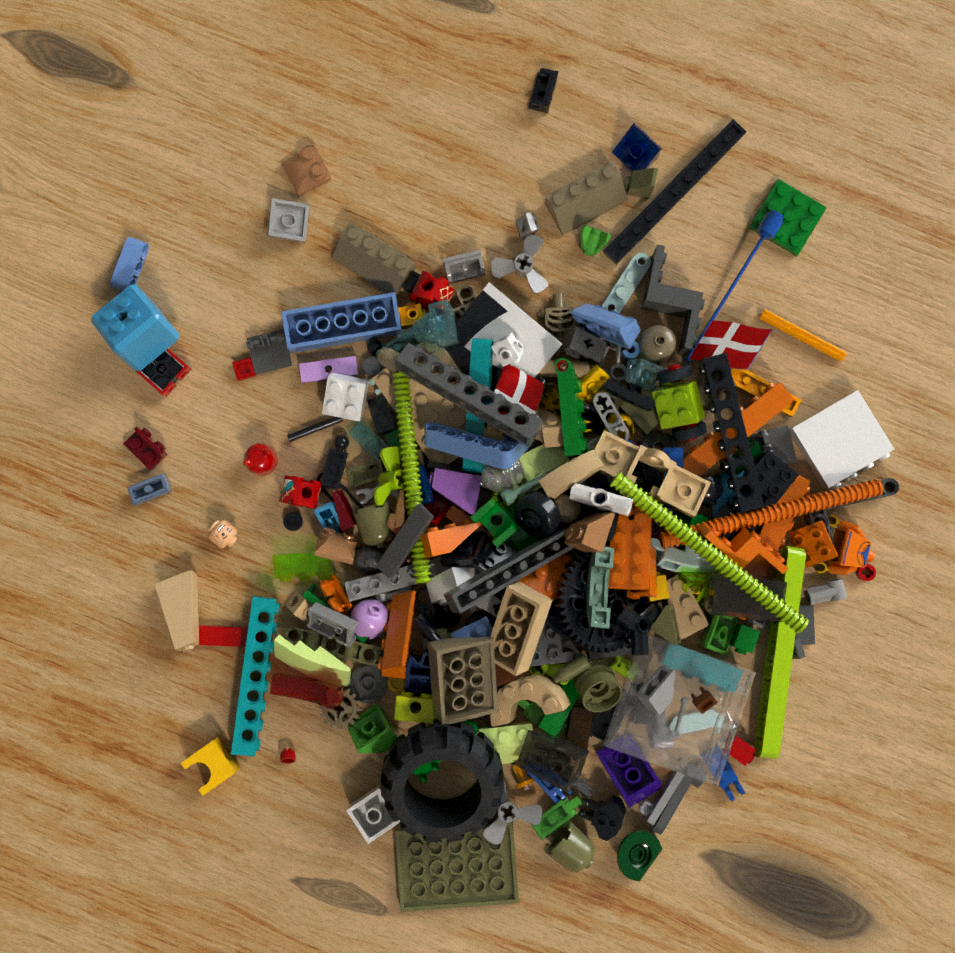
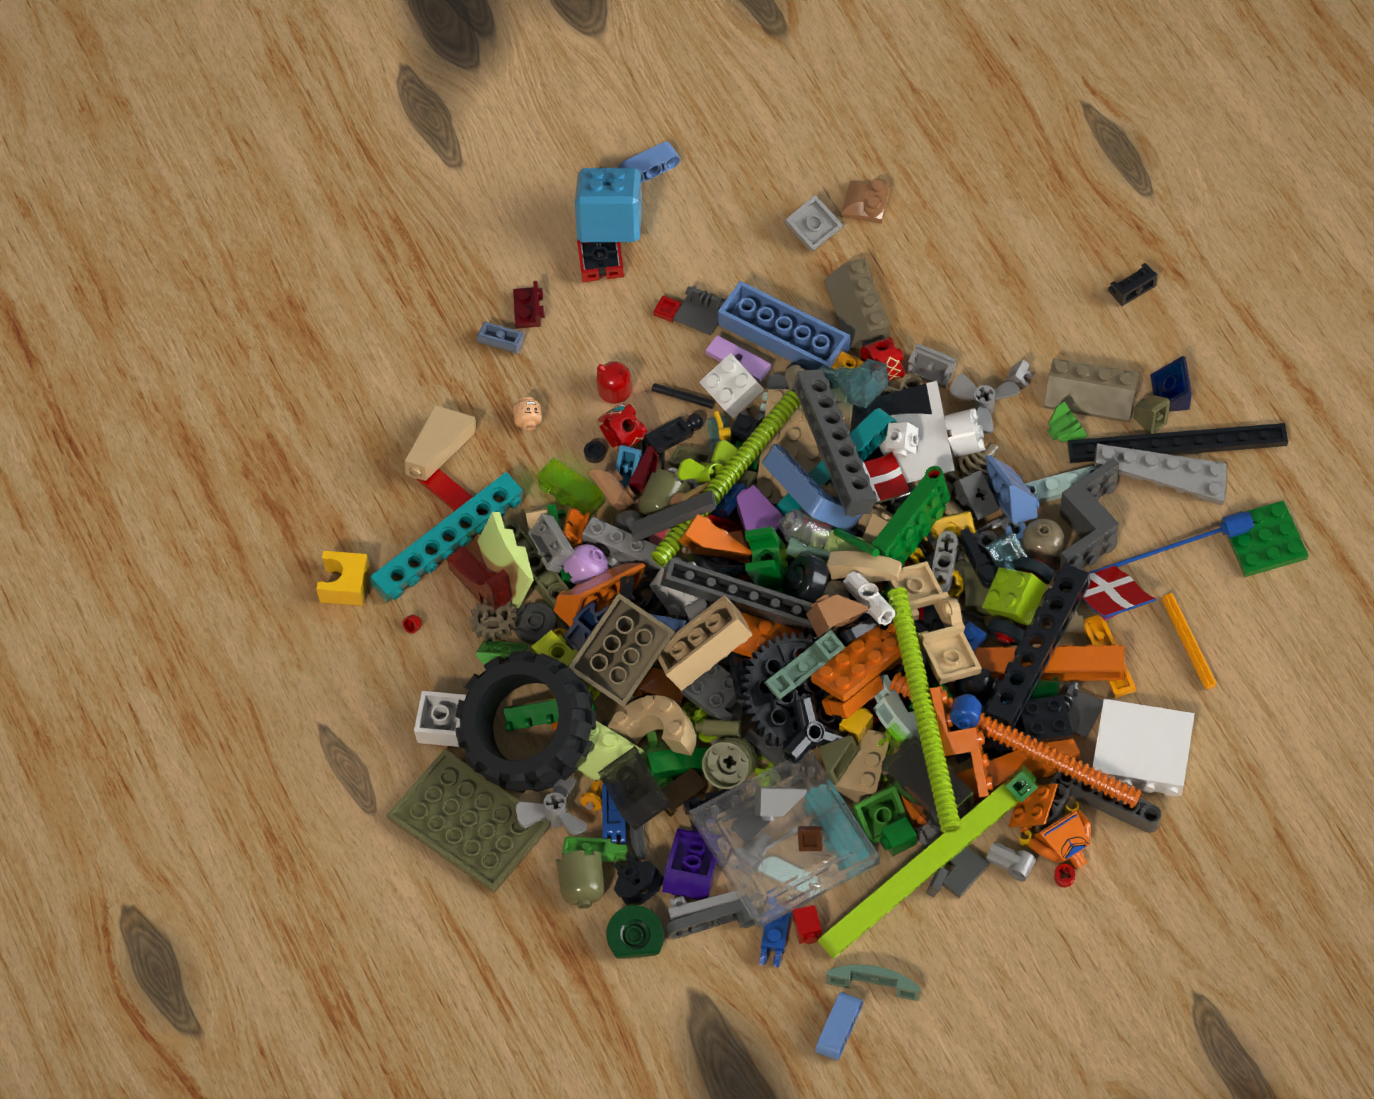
camera: 45 degrees right, 25 degrees down
(371, 437) = (724, 433): none -> yellow hand
(539, 305) = (964, 432): none -> white brick
(549, 458) = (862, 545): none -> green bar
(697, 214) = (1184, 474): none -> light grey wing
(736, 530) = (965, 711): none -> blue head
(793, 764) = (843, 975): none -> sand green slope
(799, 539) = (1021, 783): none -> green brick
(819, 802) = (839, 1026): none -> medium blue beam

